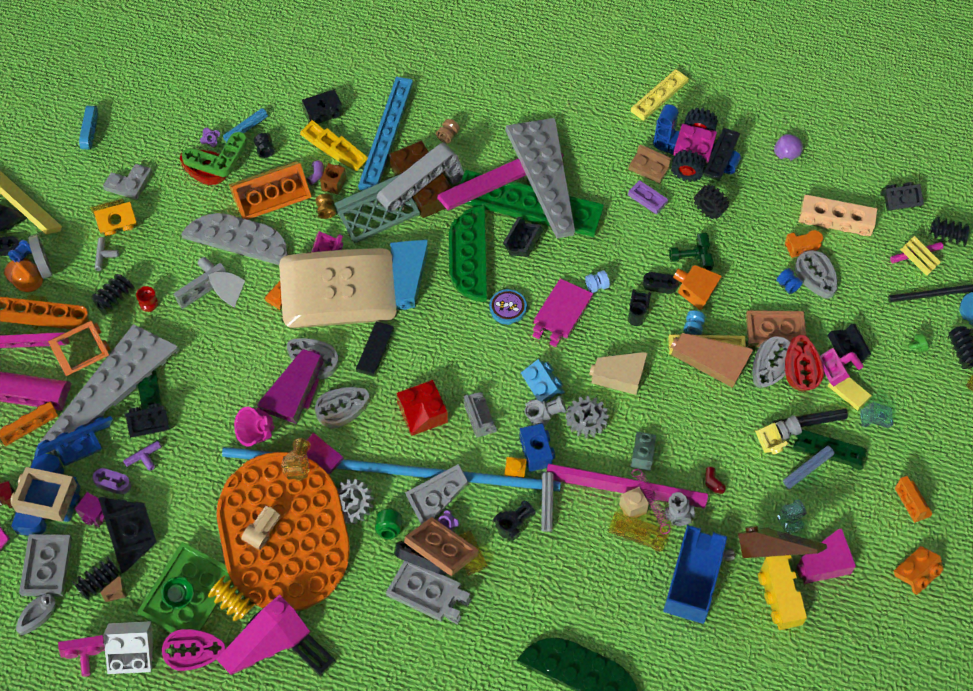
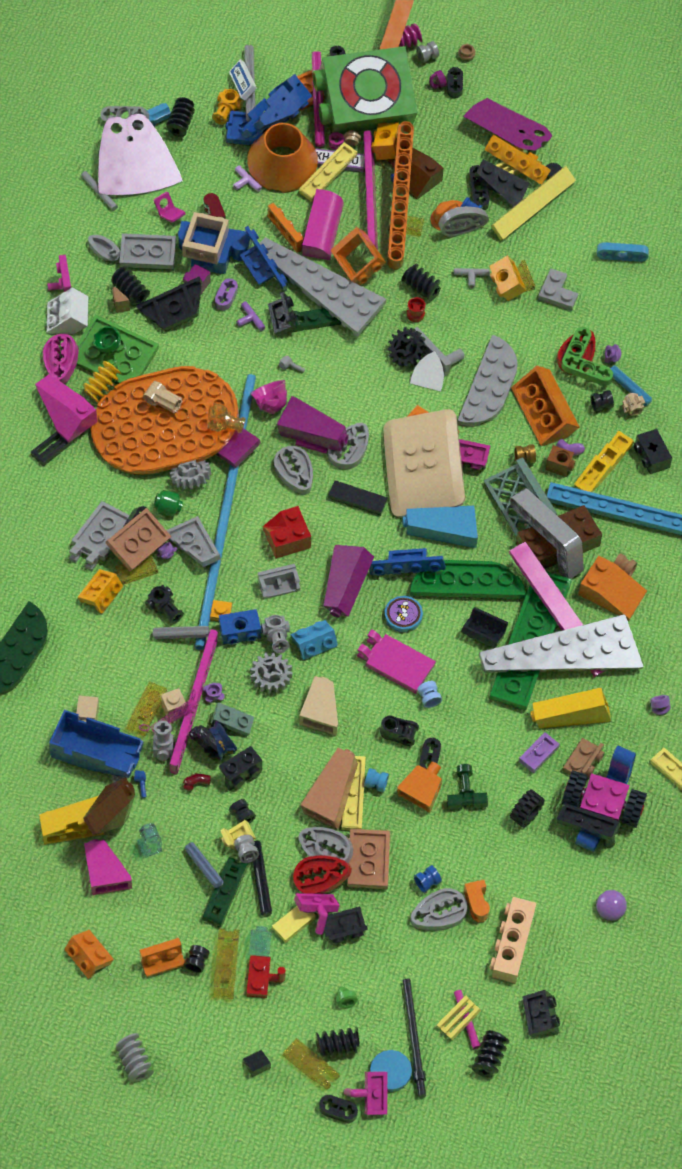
camera: 90 degrees right, 0 degrees up
(198, 310) = (406, 347): none -> black gear
(206, 418) = (286, 361): none -> light grey hand
(269, 120) = (633, 404): none -> tan gear
(452, 302) = (407, 561): none -> blue bracket
(472, 142) = (611, 588): none -> orange slope
(475, 350) = (346, 578): none -> magenta slope
(499, 586) = (101, 590): none -> light orange bracket
(587, 108) = (660, 702): none -> medium lavender tile
(605, 168) = (572, 709): none -> yellow slope
(612, 464) = (213, 687): none -> medium lavender plate
(650, 588) = (87, 707): none -> tan brick
(673, 461) = (213, 740): none -> piece
(700, 436) = (241, 768): none -> black bracket
(718, 530) = (140, 776): none -> blue hand
(746, 436) = (241, 811): none -> black wheel
(904, 444) = (226, 963): none -> clear yellow plate
(907, 468) = (196, 959): none -> black wheel
(911, 417) = (260, 976): none -> red plate

